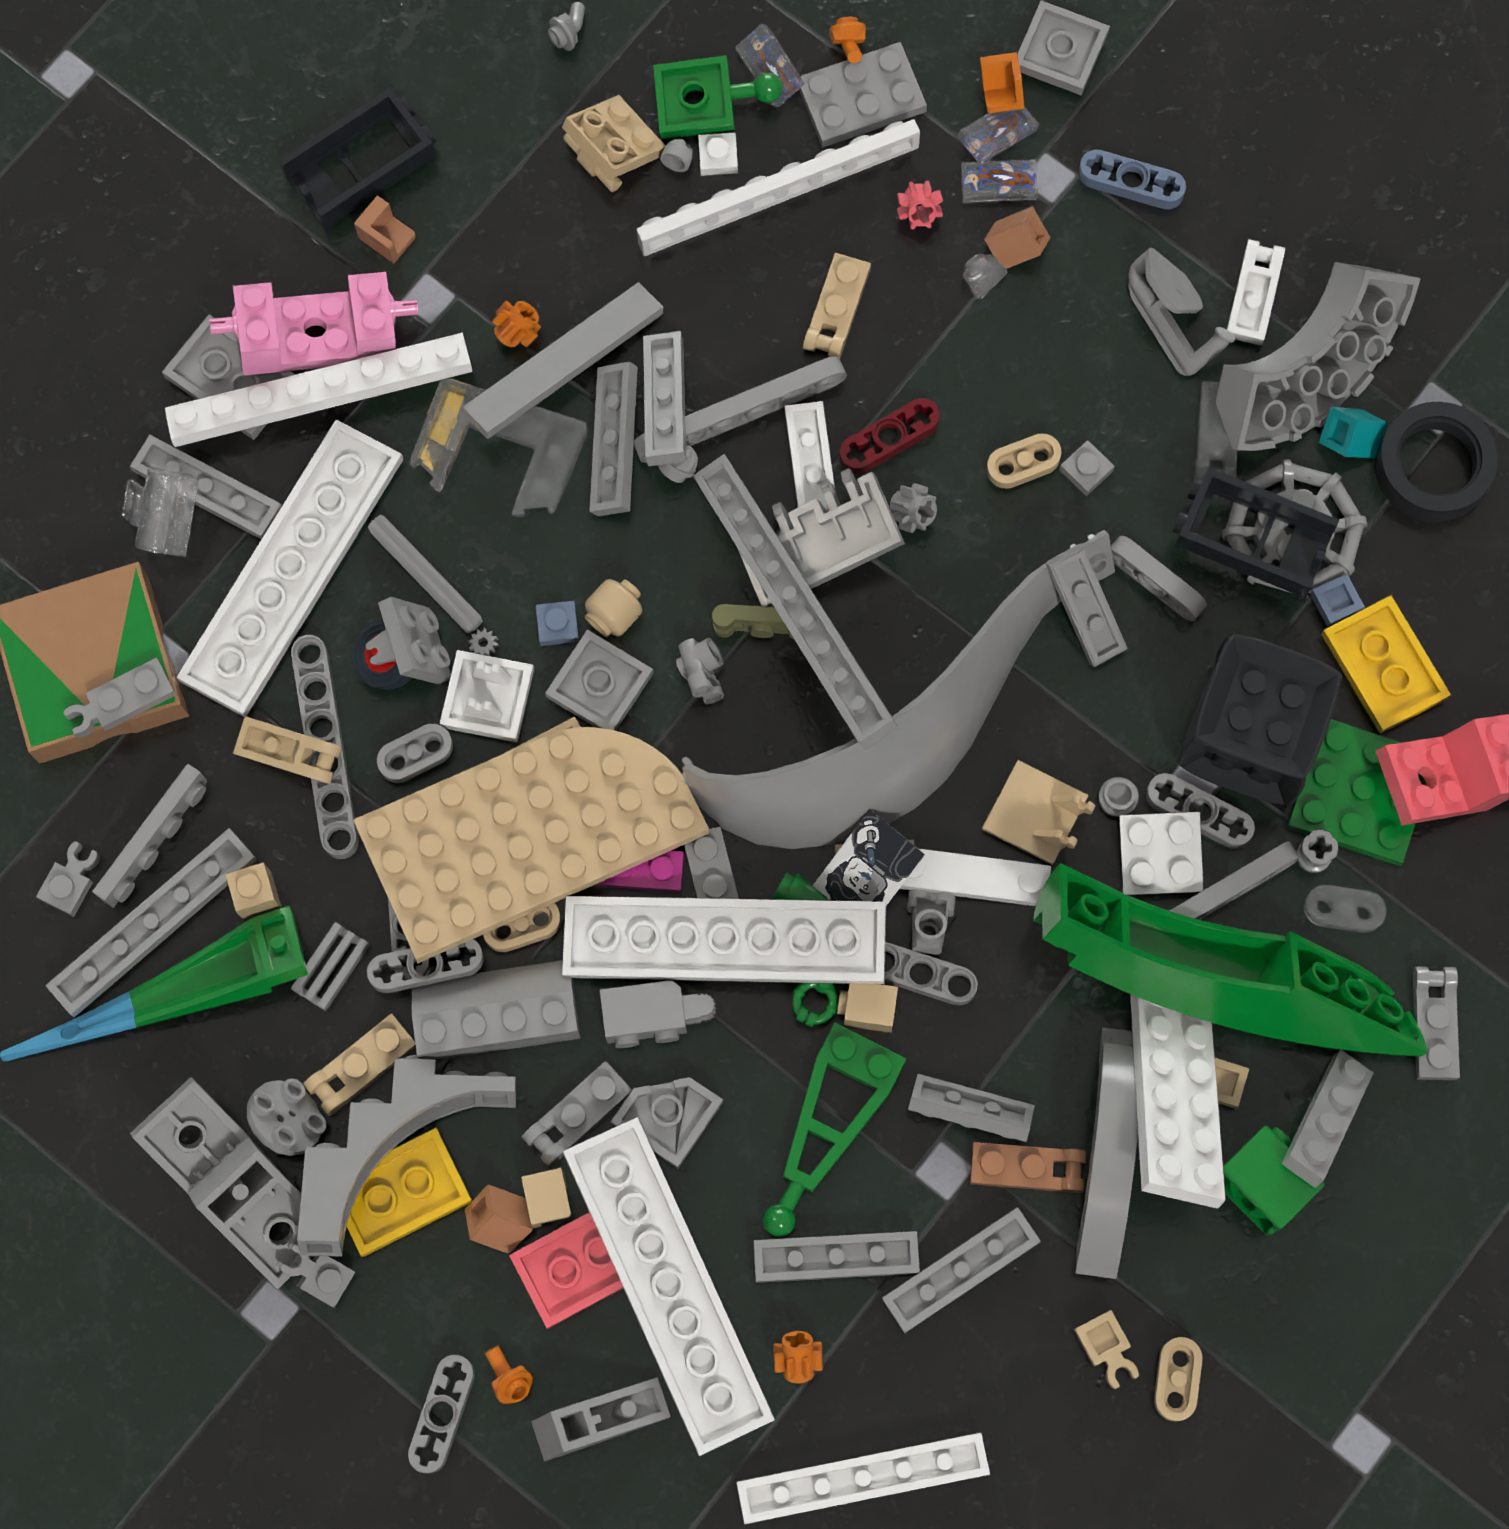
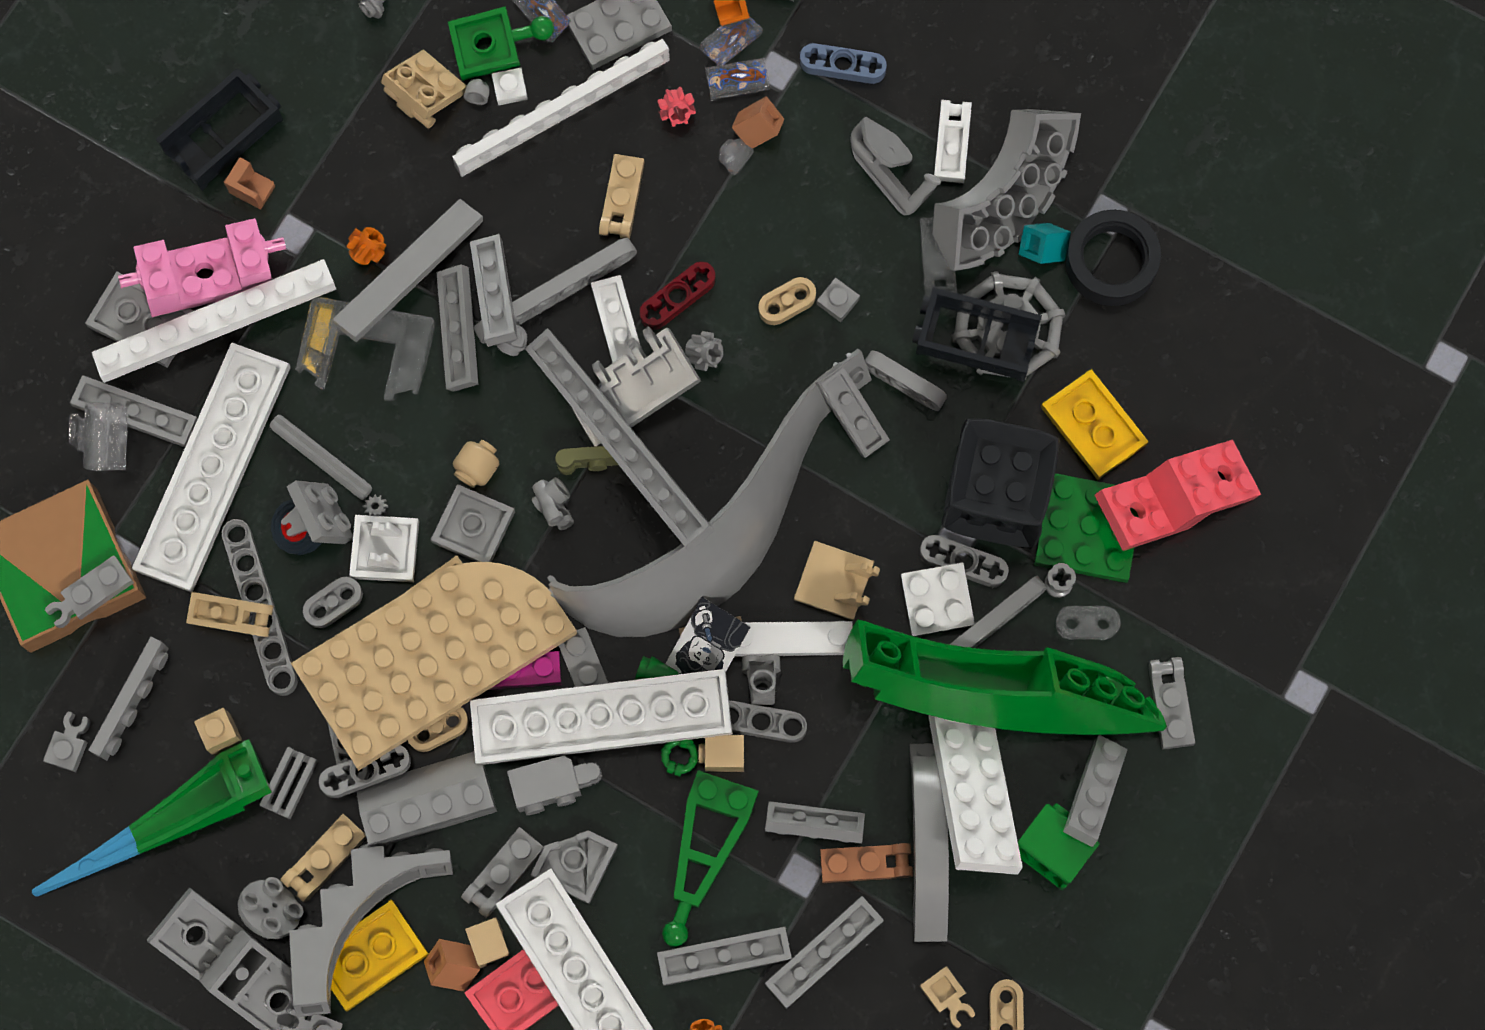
camera: 10 degrees left, 0 degrees up
(150, 923) = (138, 769): light grey plate -> none
(557, 623) = (432, 482): sand blue plate -> none
(1118, 796) = (898, 558): light grey plate -> none
(1230, 1082) = (1015, 773): tan plate -> none
(1337, 600) = (1049, 378): sand blue plate -> none

